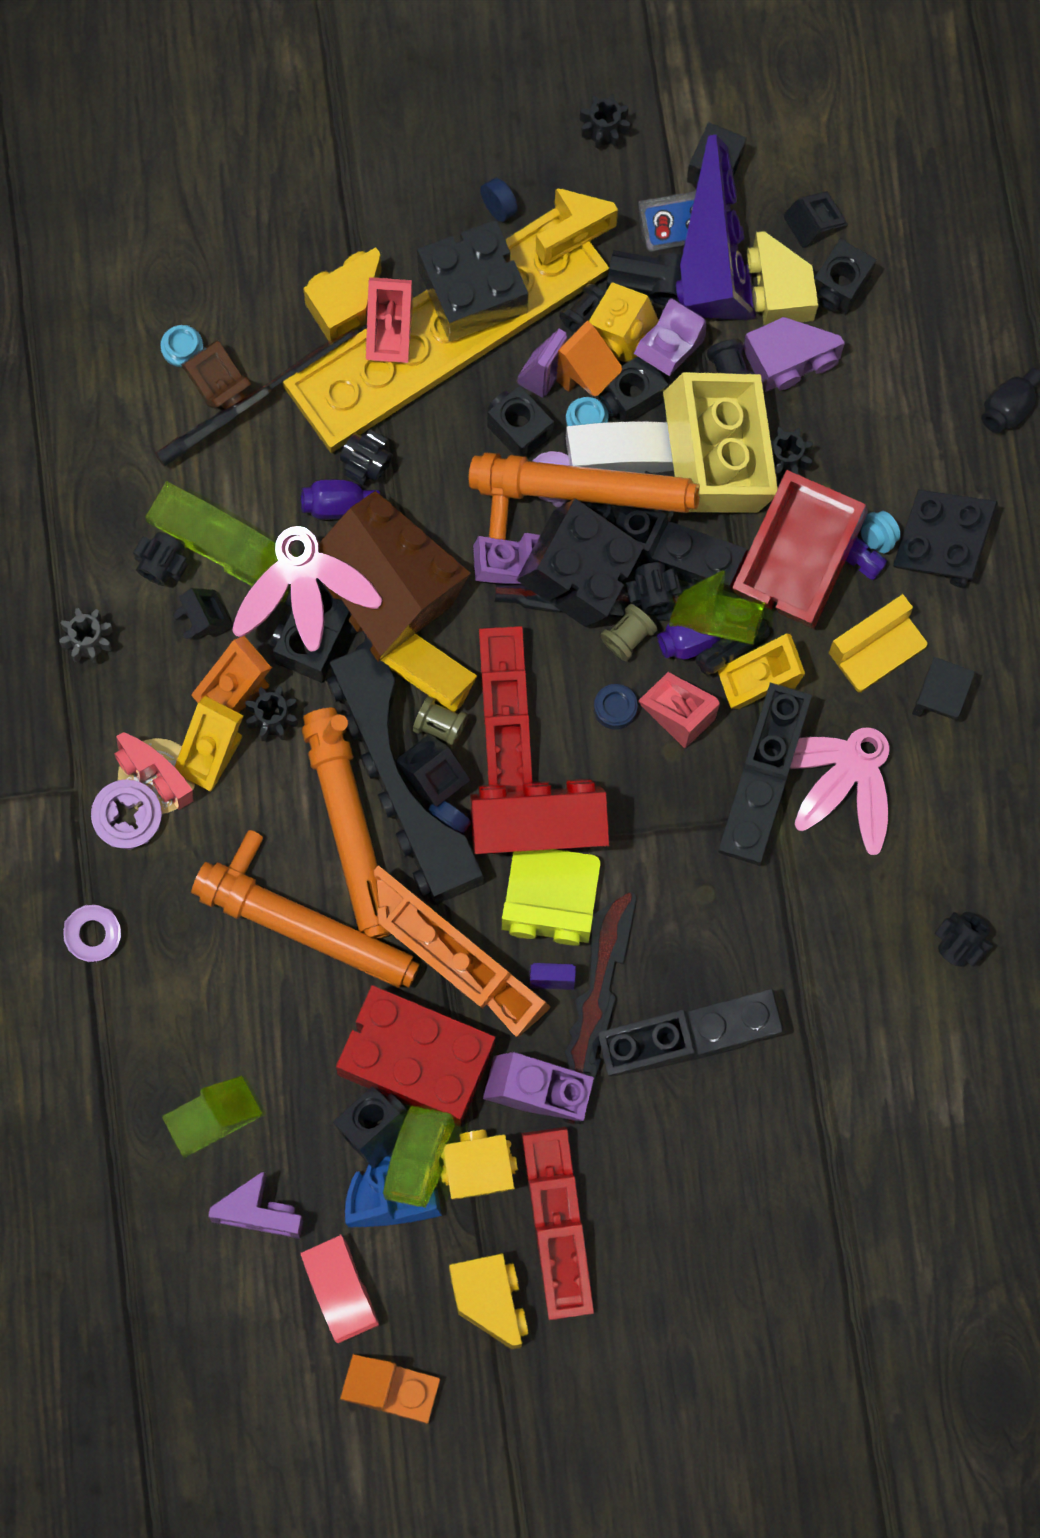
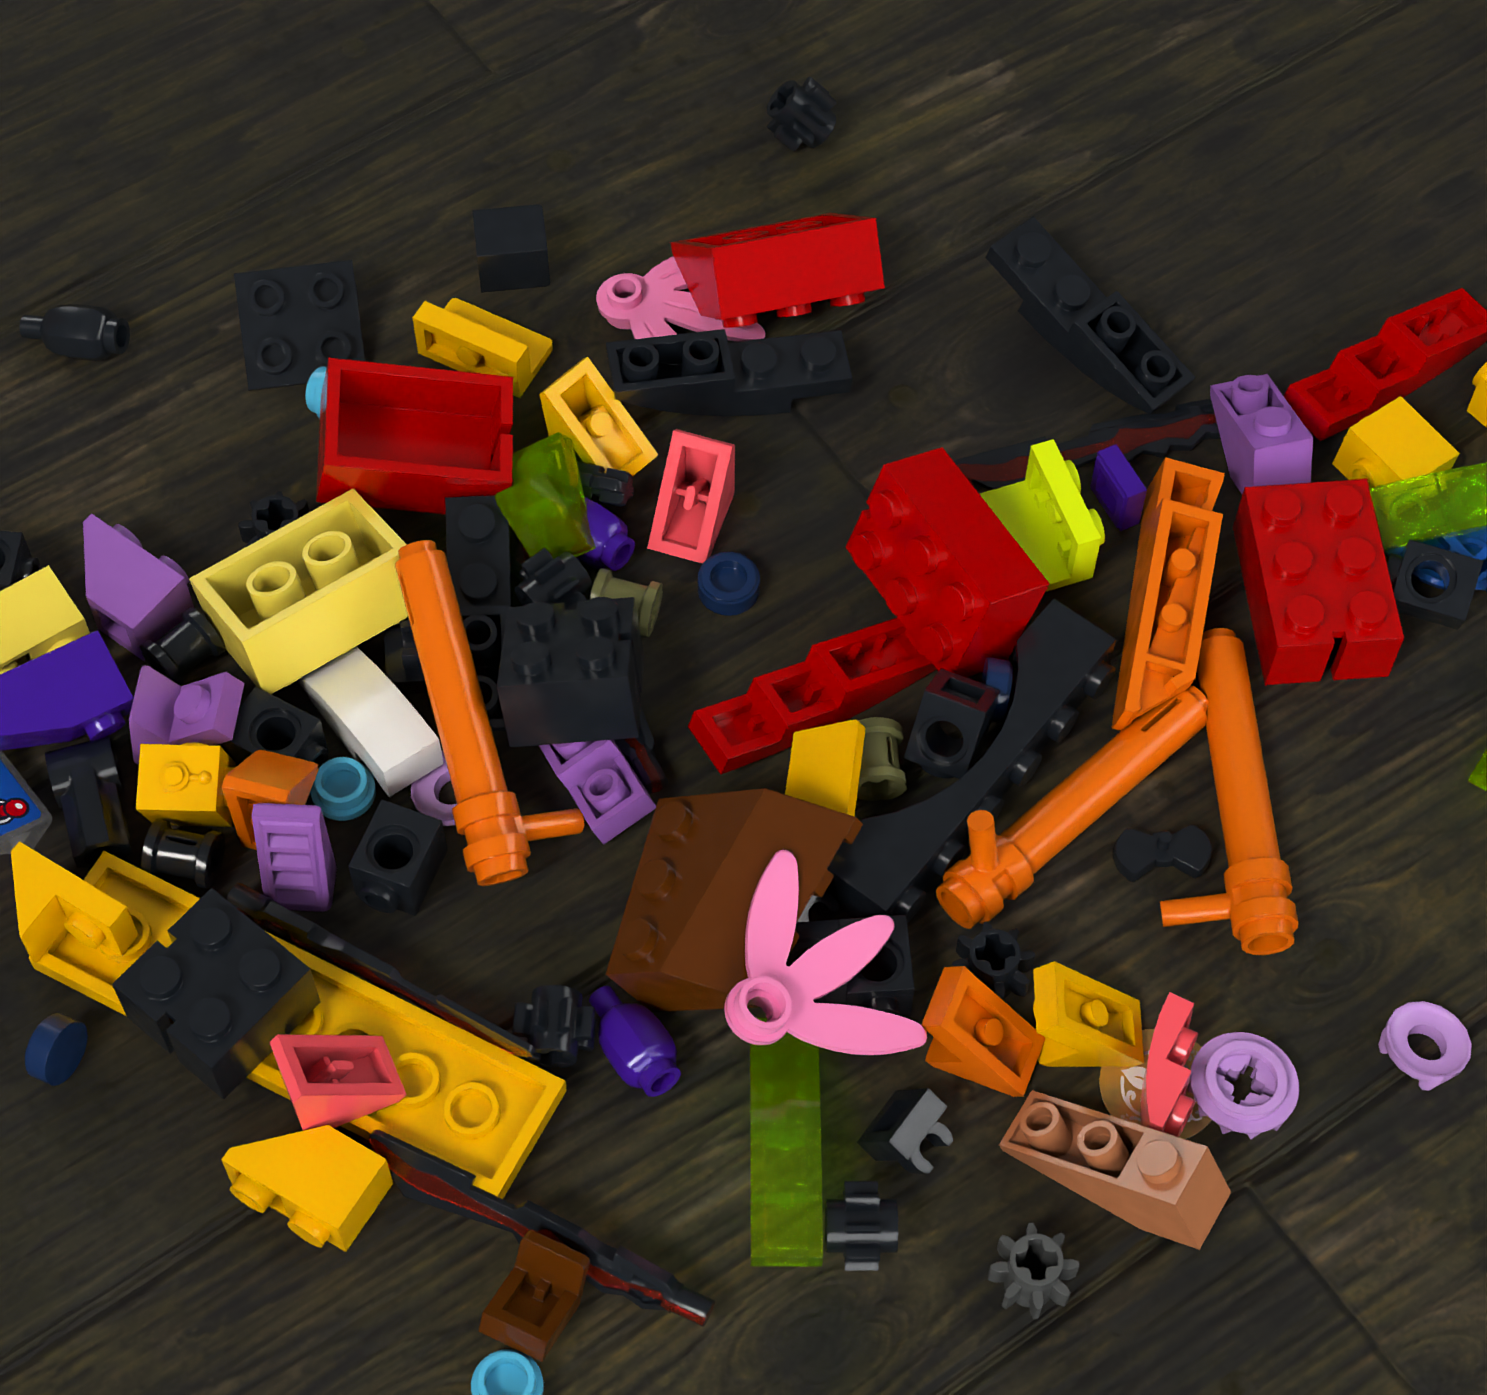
camera: 115 degrees left, 15 degrees down
(92, 723) = (1121, 1166): none -> nougat slope
(287, 873) = (1139, 852): none -> black piece
(450, 381) = (351, 959): none -> black sword
(838, 852) = (781, 267): none -> red slope

